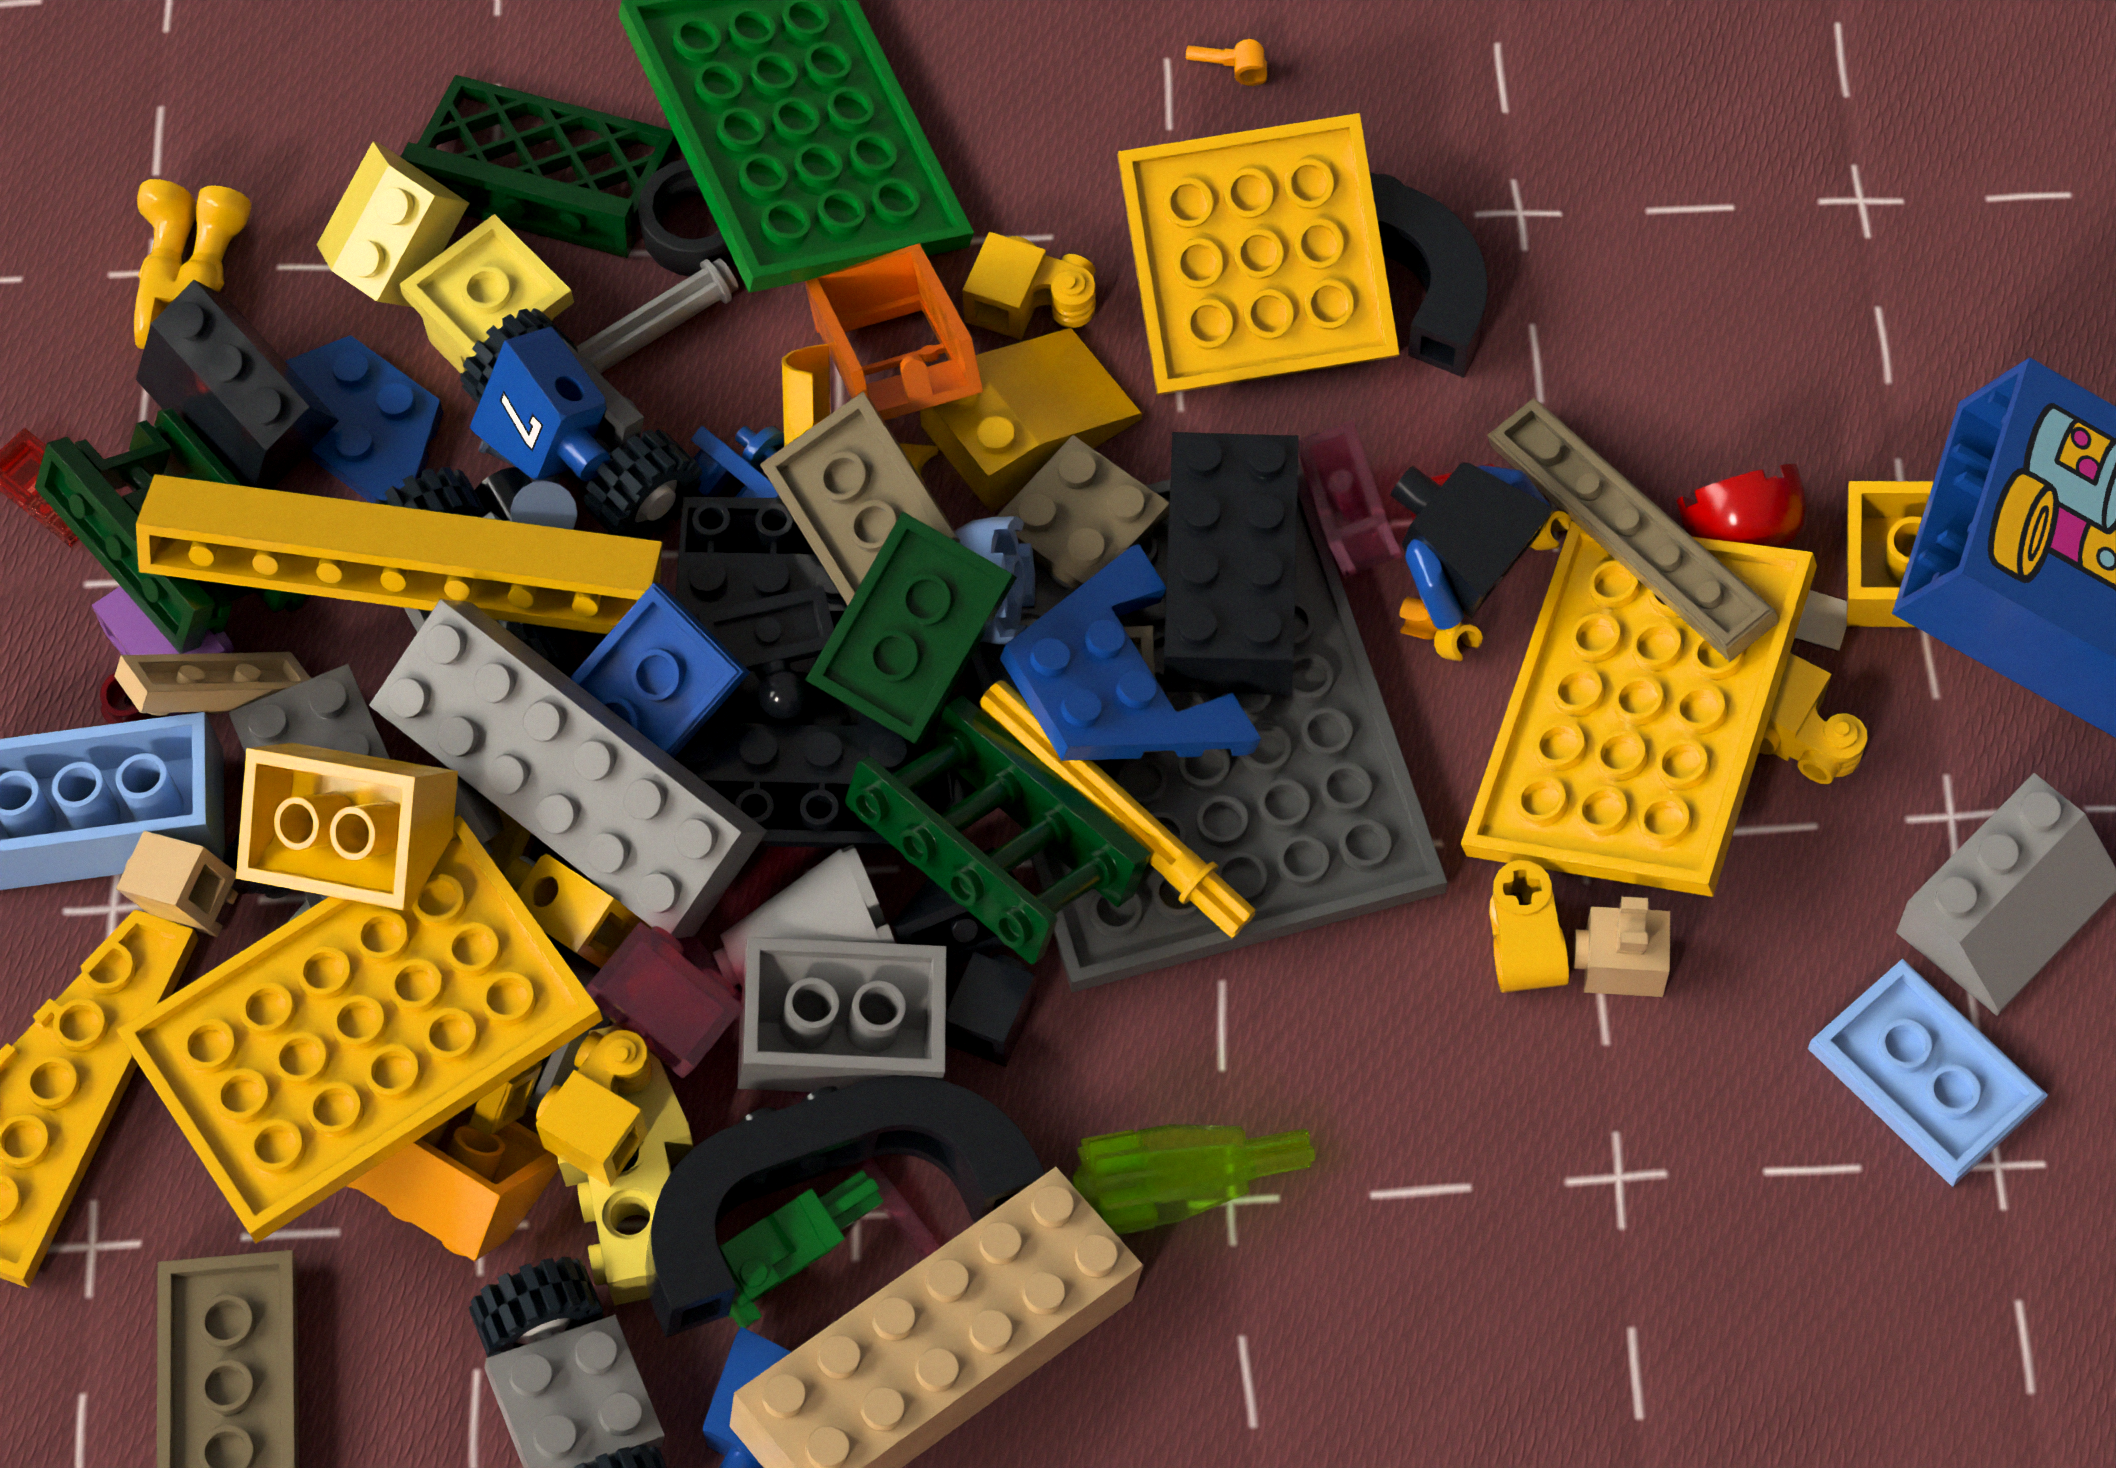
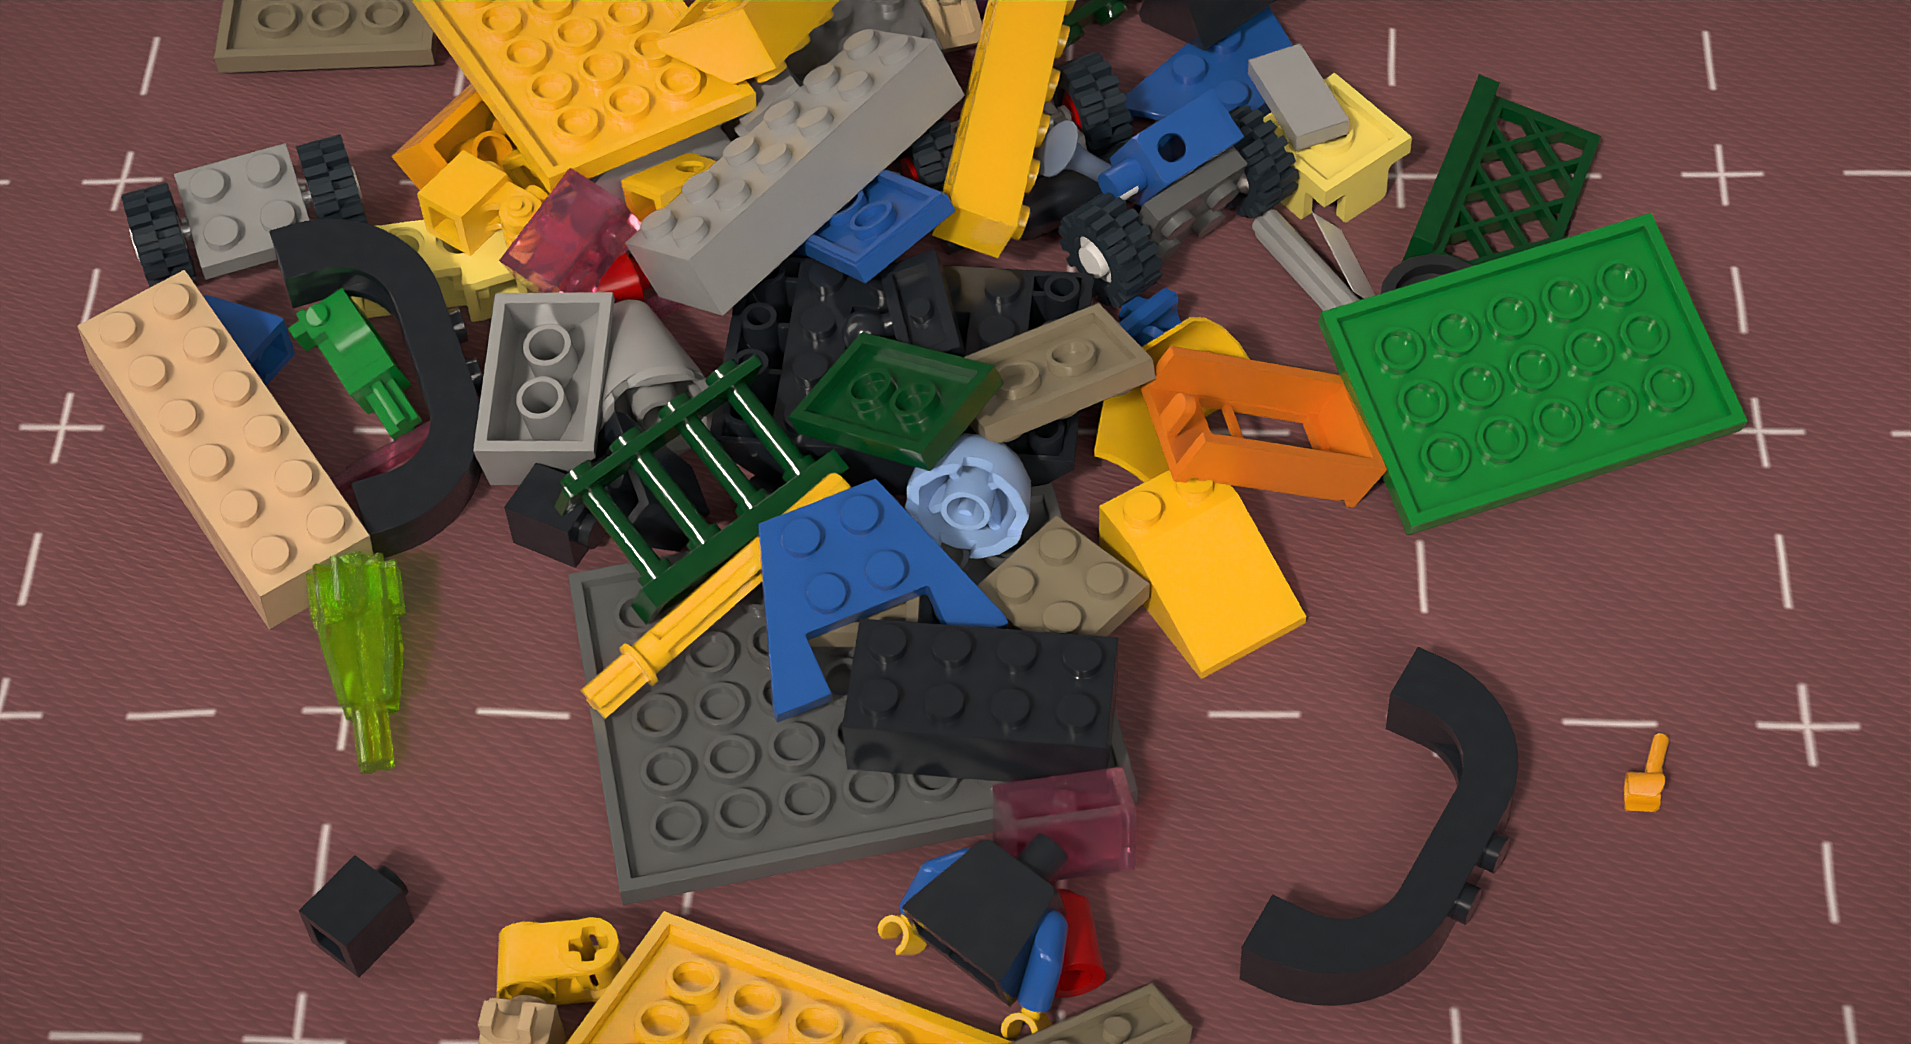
camera: 95 degrees right, 10 degrees down
(388, 225) = (1408, 72): light yellow slope -> none
(444, 309) = (1298, 97): none -> light grey tile
(627, 294) = (1345, 258): none -> white sticker
(1017, 277) = (1345, 563): yellow brick -> none
(1258, 254) = (1361, 753): yellow plate -> none
(1492, 1123) = (358, 914): none -> black brick

